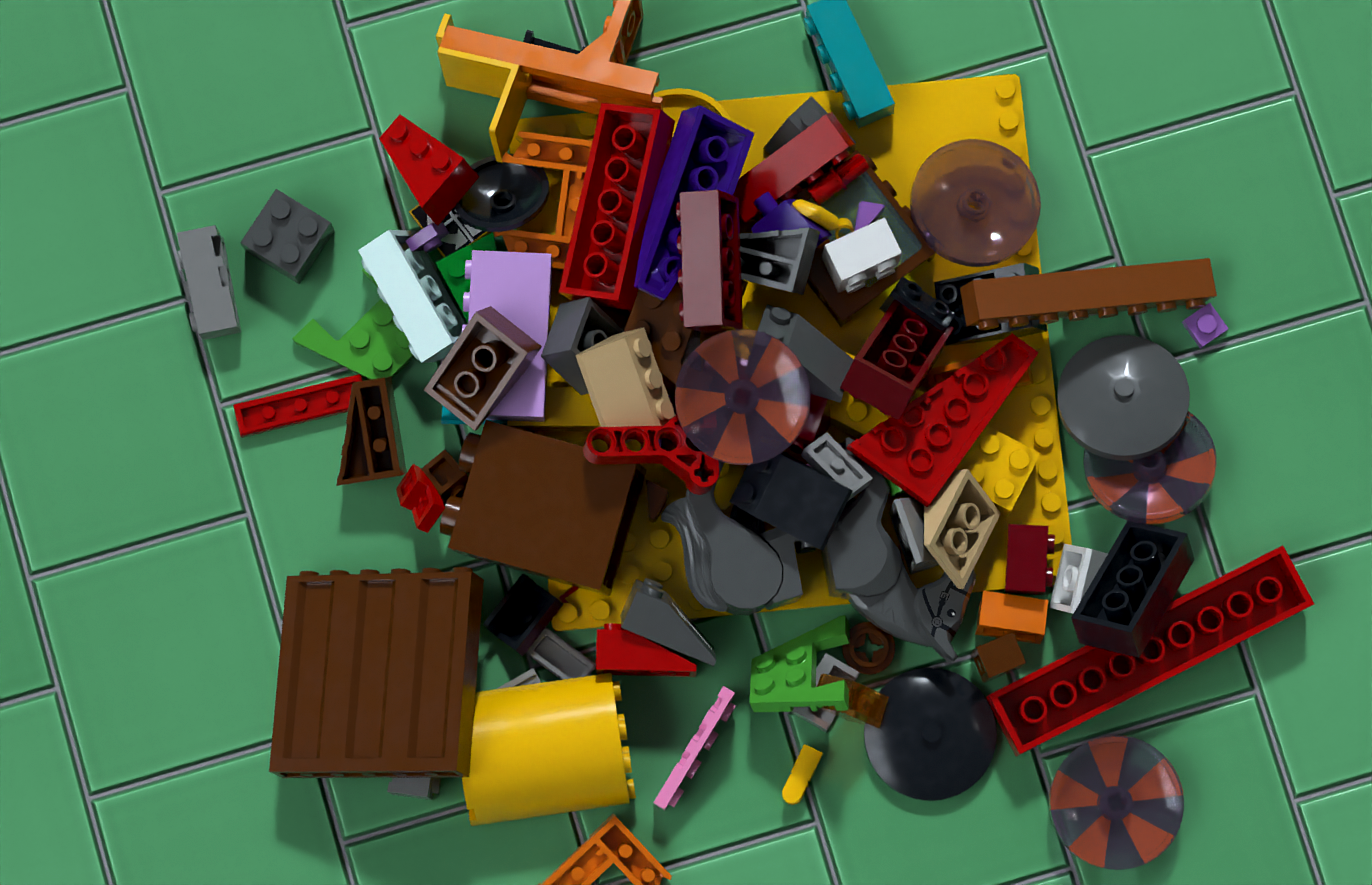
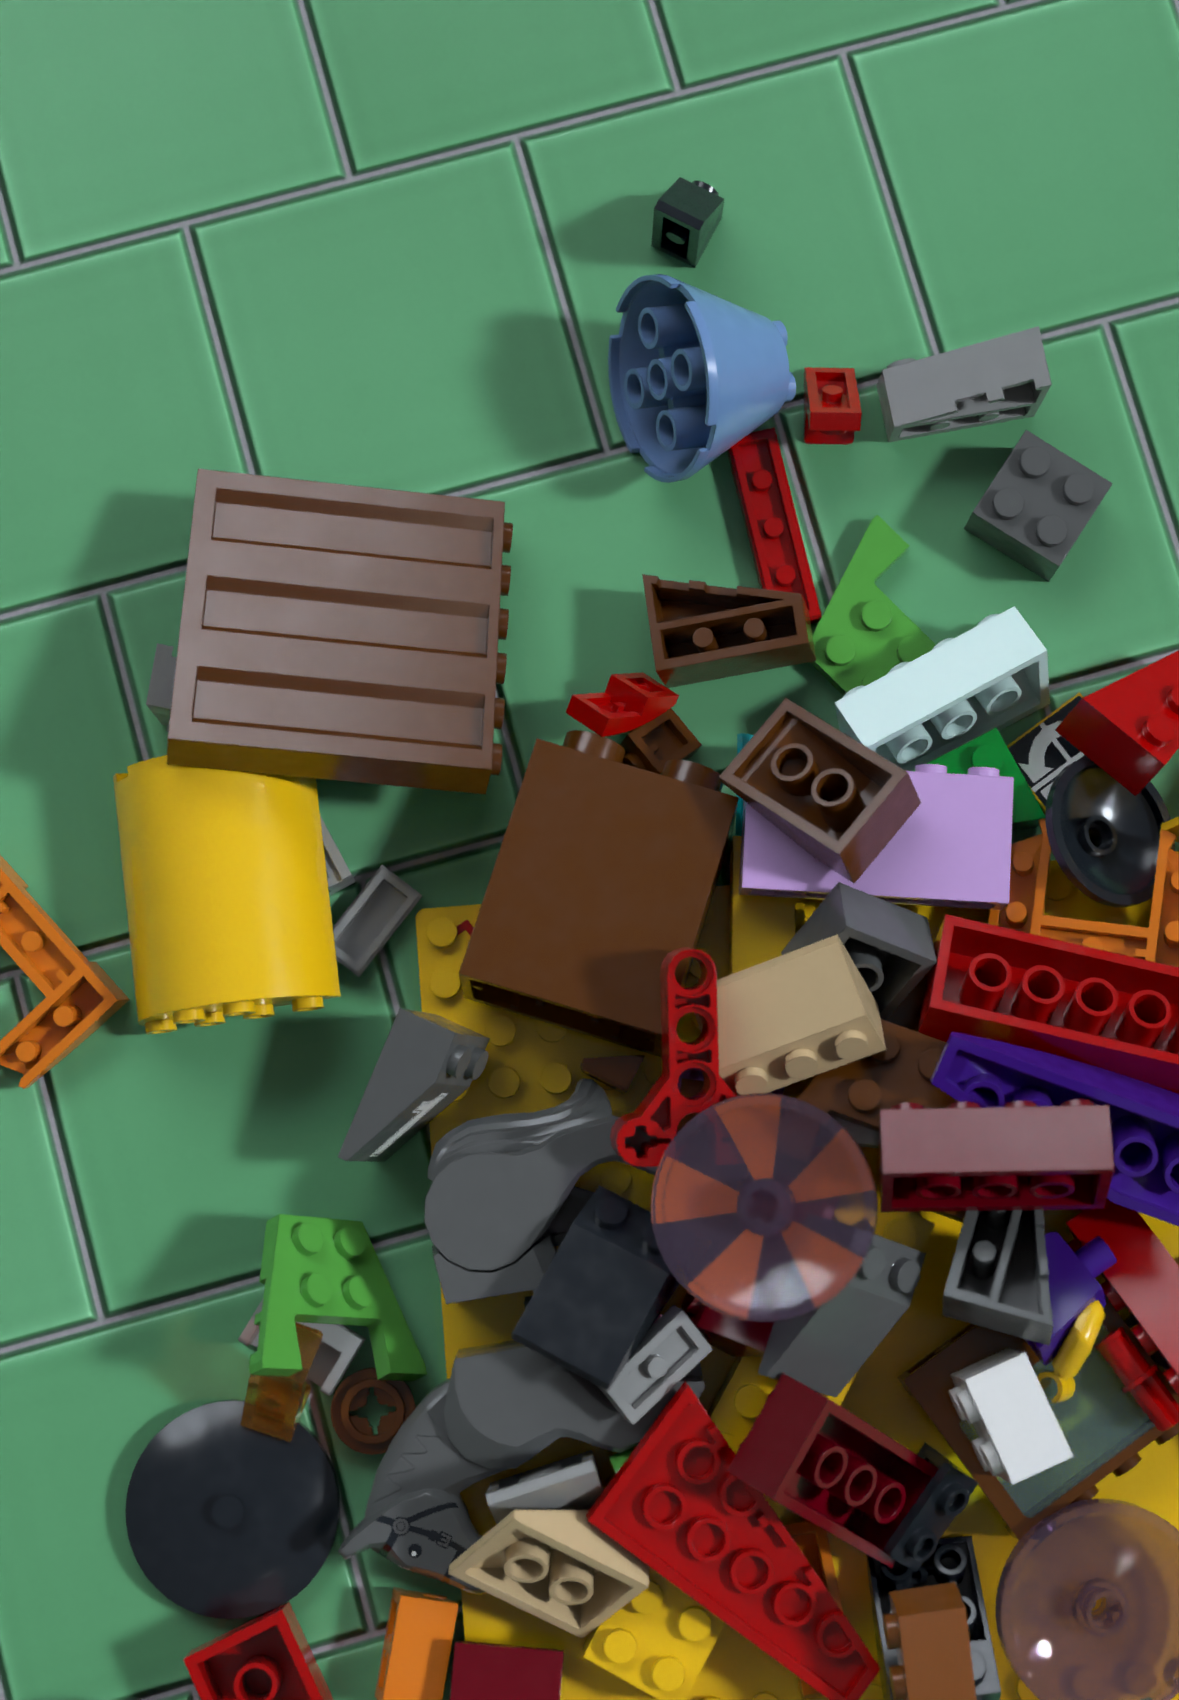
camera: 90 degrees right, 0 degrees up
(92, 460) = (686, 220): none -> black slope
(205, 455) = (692, 374): none -> medium blue cone
(217, 368) = (831, 405): none -> red slope
(428, 238) = (1036, 717): medium lavender plate -> none
(522, 614) = (437, 861): black bracket -> none
(634, 655) = (363, 1019): red slope -> none
(702, 739) = (235, 1141): bright pink wing -> none
(801, 774) = (174, 1297): yellow bar -> none
(868, 213) = (1080, 1426): medium lavender slope -> none
(998, 657) = (344, 1627): reddish brown panel -> none

